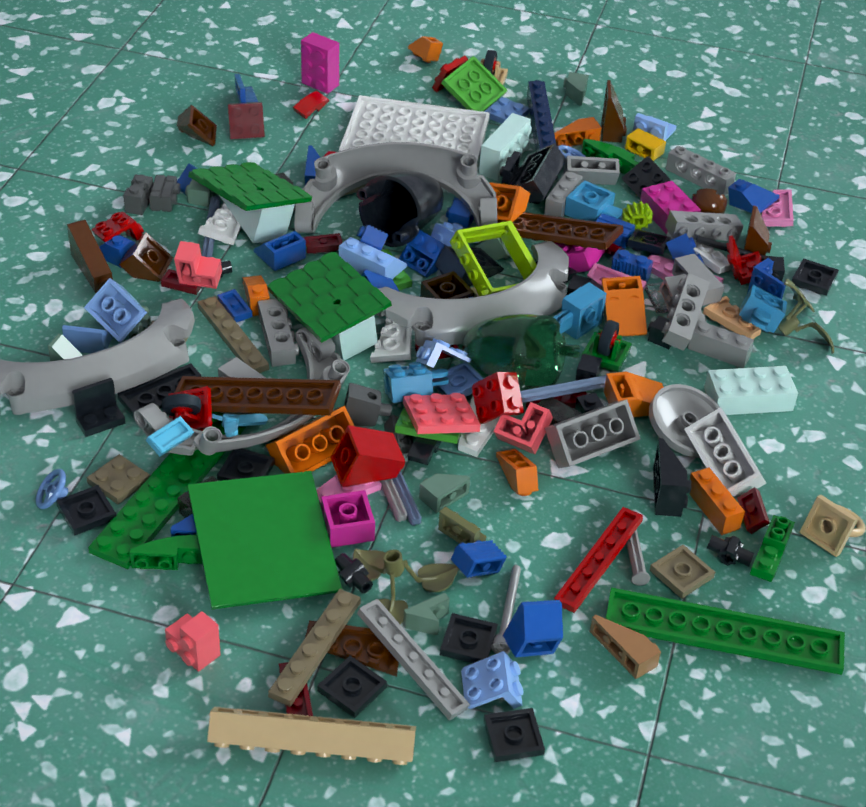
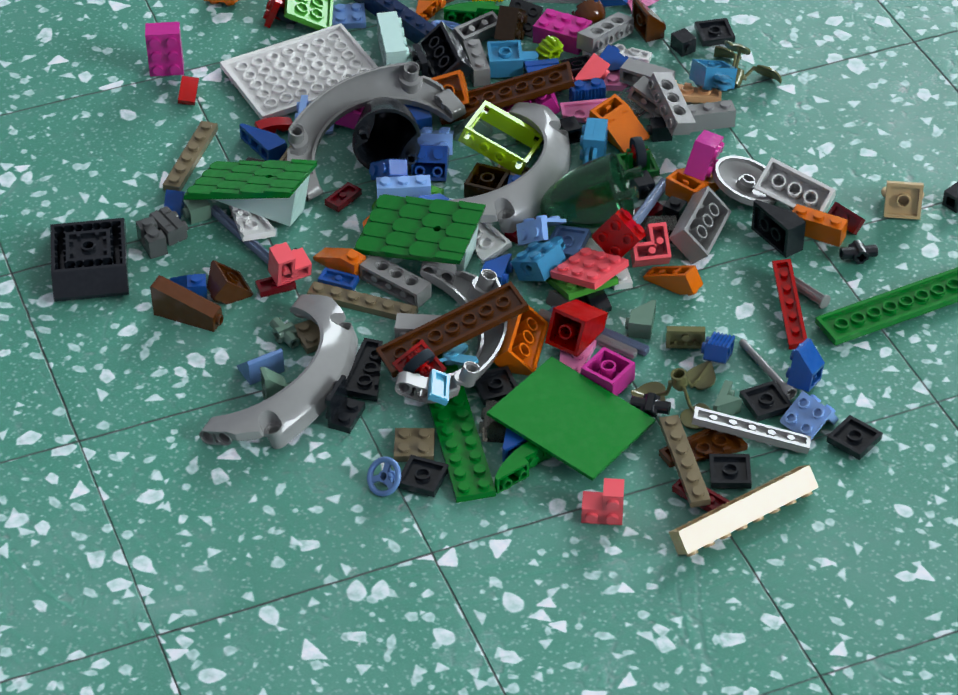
camera: 35 degrees left, 0 degrees up
(72, 185) = (89, 259): none -> black slope
(115, 309) = (268, 330): light blue slope -> none
(116, 225) = (181, 267): red bracket -> none
(197, 125) = (120, 157): reddish brown slope -> none
(244, 94) = (130, 108): blue fence -> none
(246, 120) = (160, 130): dark red plate -> none
(255, 151) = (190, 156): none -> dark tan plate
(282, 250) = (321, 218): blue slope -> none
(365, 405) = (531, 291): dark grey torso -> none
(367, 371) = (501, 266): none -> blue slope
(449, 261) = (464, 158): black slope -> none
(621, 176) = (510, 23): none -> dark brown brick
(629, 647) = (860, 346): medium nougat slope -> none
(651, 247) = (594, 68): none -> coral slope
(662, 369) = (704, 155): none -> dark pink brick
(682, 571) = (844, 282): dark tan plate -> none
(722, 246) = (643, 40): black bar -> none
(742, 264) = (662, 46): red bracket -> none
(752, 389) = (762, 136): light aqua brick -> none
(763, 279) = (695, 51): blue bracket -> none
(772, 548) = (881, 235): green slope -> none

